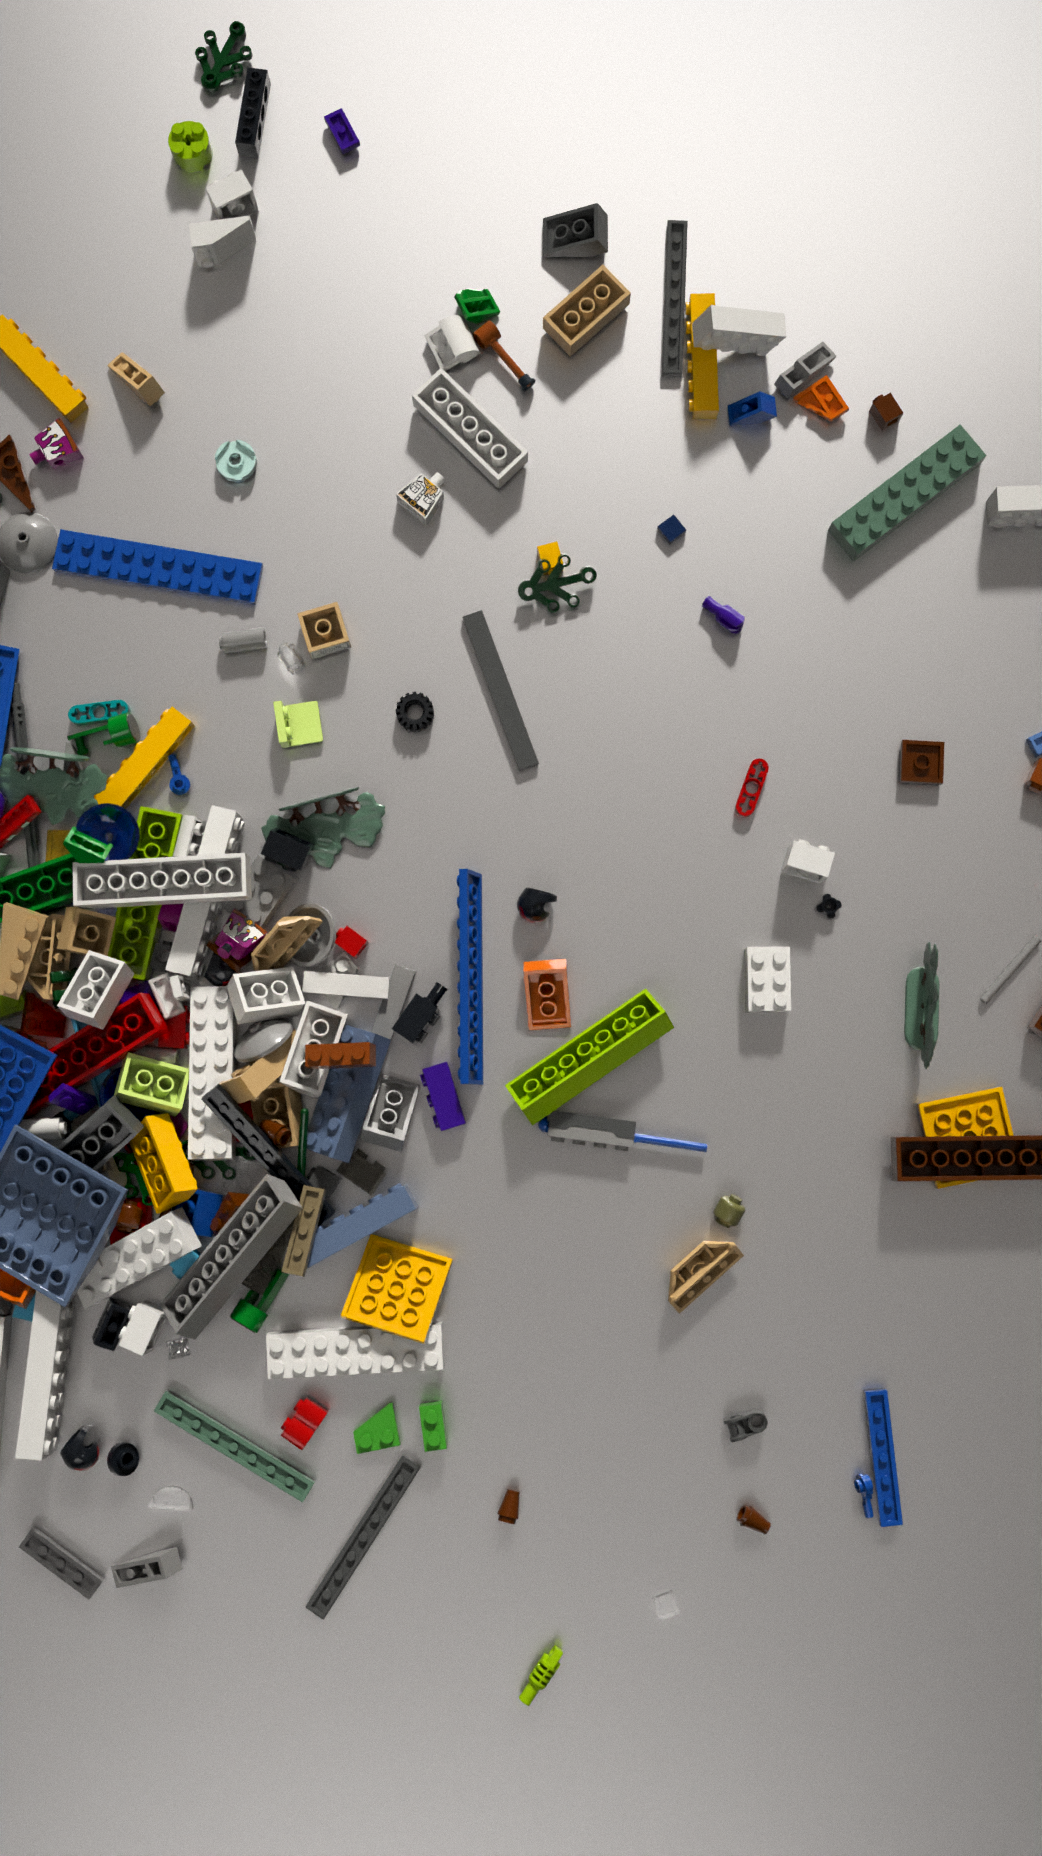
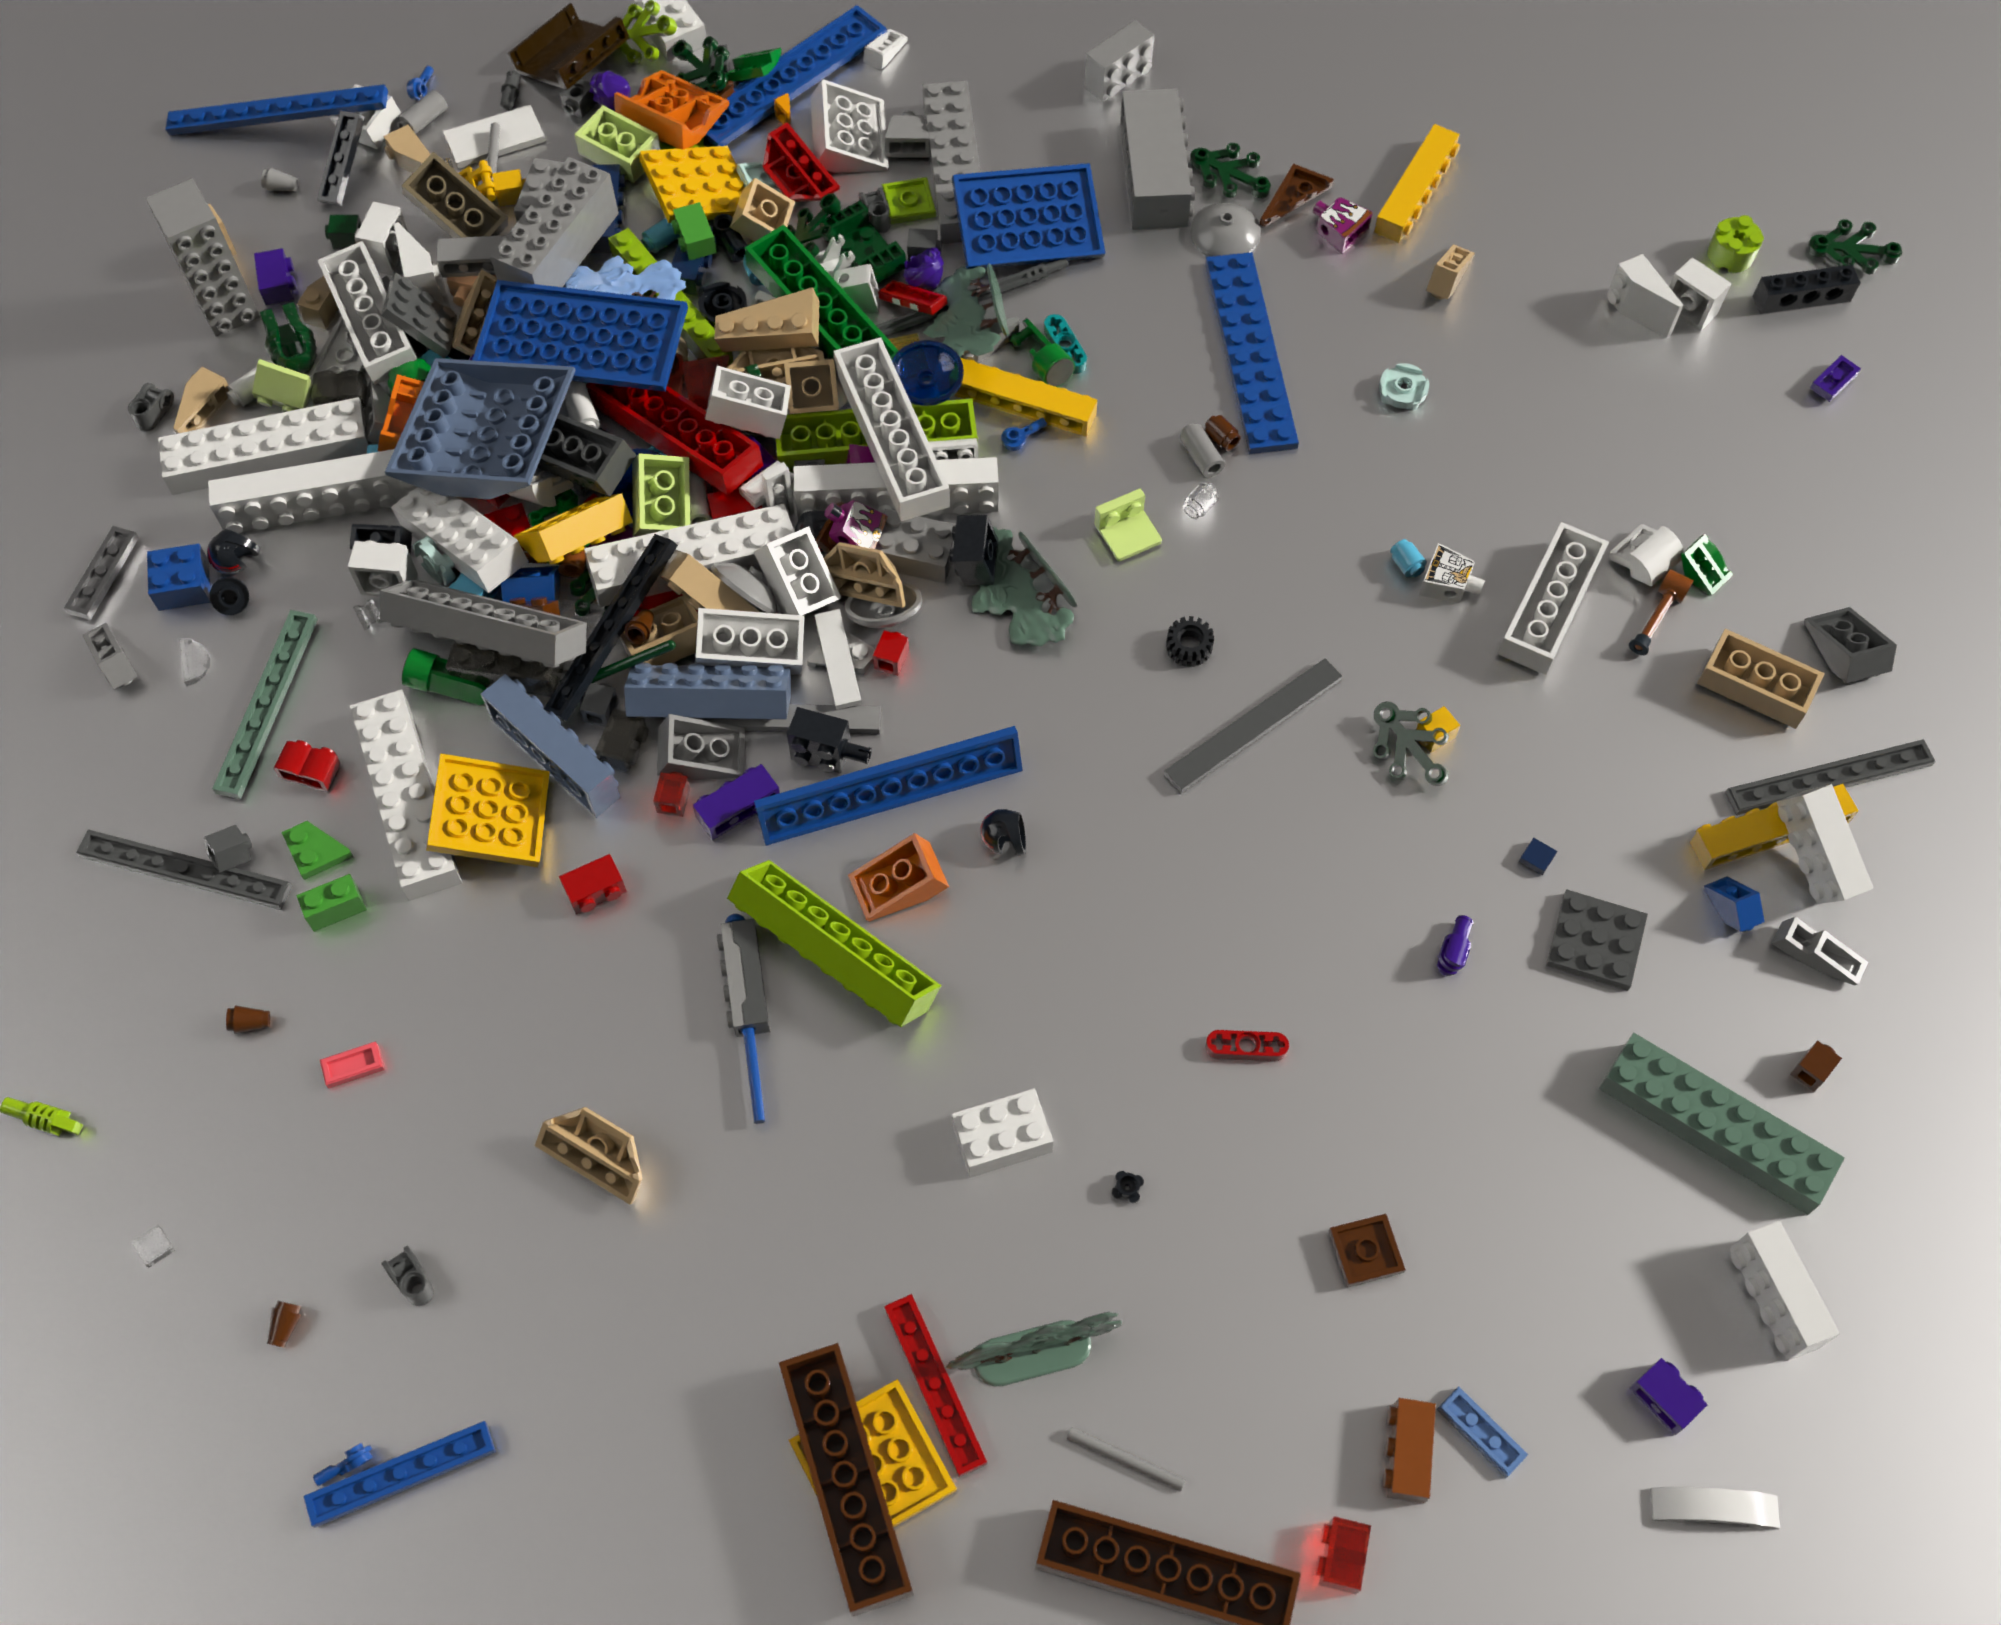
camera: 70 degrees right, 20 degrees down
(72, 1099) = (623, 421): dark purple plate -> none
(85, 848) = (903, 344): green slope -> none
(89, 1498) = (178, 577): none -> blue brick
(129, 1217) = (506, 516): reddish brown head -> none
(149, 1285) = (434, 563): none -> light aqua plate
(232, 619) = (1222, 432): none -> reddish brown brick
(304, 1231) = (529, 681): dark tan plate -> none
(324, 630) = (1246, 520): tan brick -> none
(340, 1055) = (746, 656): dark orange brick -> none
(361, 1498) = (228, 848): none -> dark grey brick
(397, 521) = (1408, 558): none -> medium azure brick
(420, 1143) = (671, 794): none -> clear red brick
(479, 1222) = (593, 884): none -> red brick
(568, 1435) = (352, 1064): none -> coral tile
(729, 1211) = (684, 1173): olive head -> none
(747, 515) = (1597, 939): none -> dark grey plate
(808, 861) = (1174, 1133): white brick -> none
(822, 400) = (1792, 984): orange wing -> none
(927, 1080) = (935, 1385): none -> red plate

